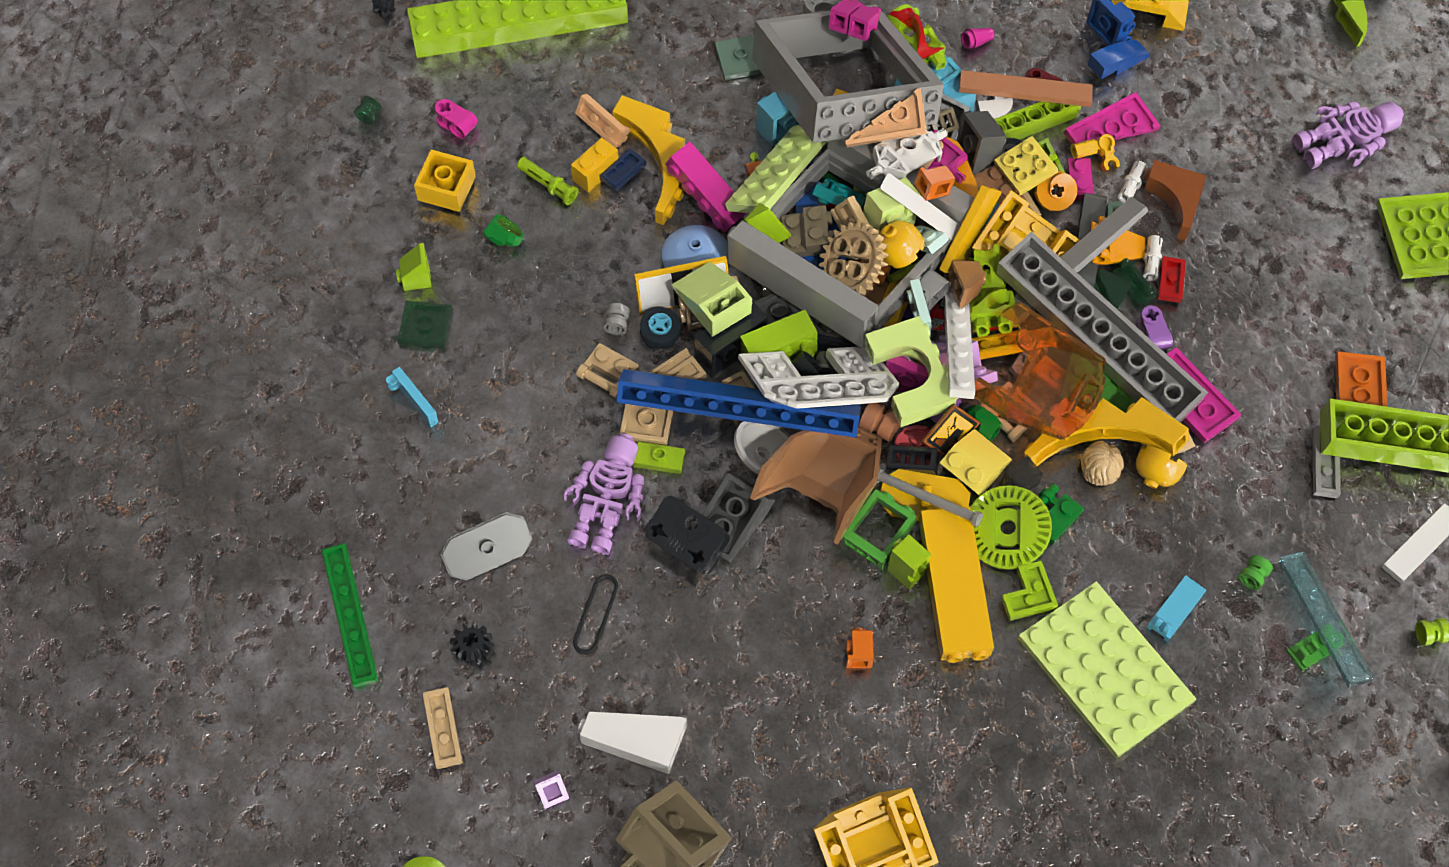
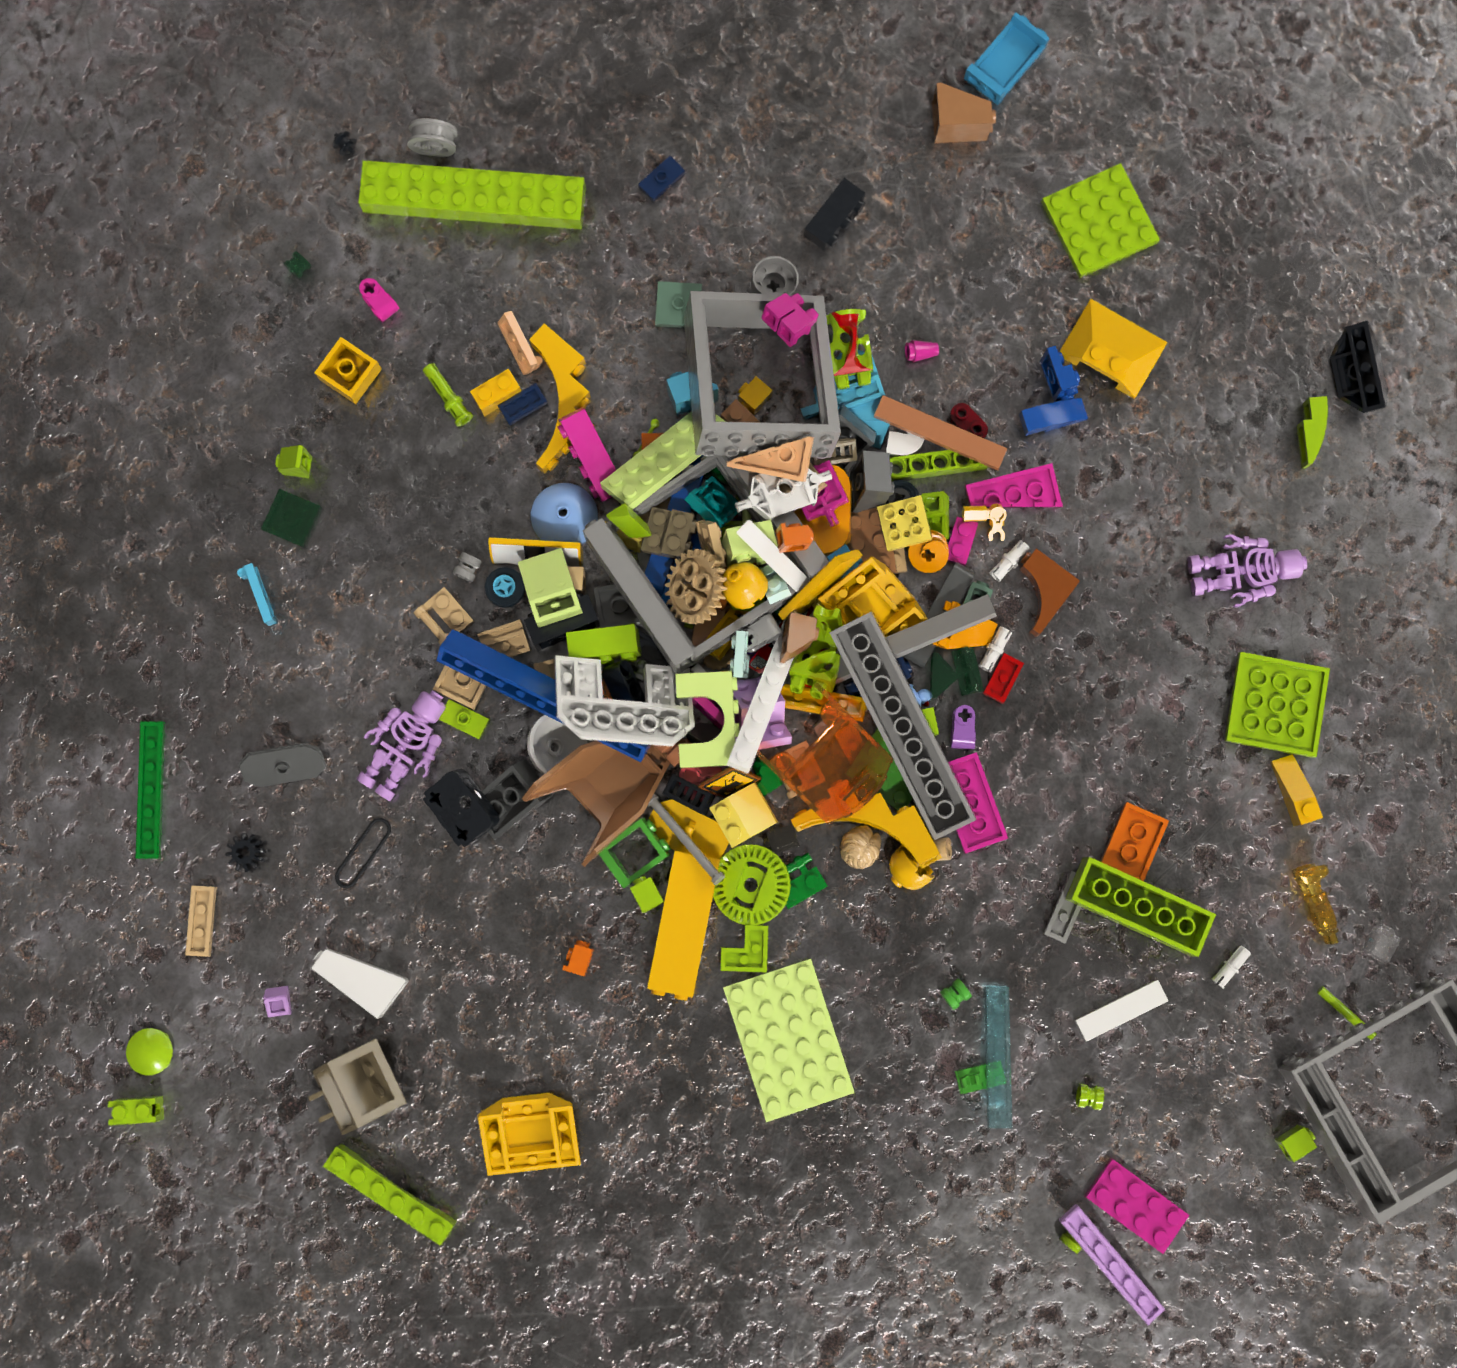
camera: 15 degrees right, 20 degrees up
(503, 232) = (389, 441): green rock -> none
(1176, 608) = (873, 1004): medium azure hinge -> none

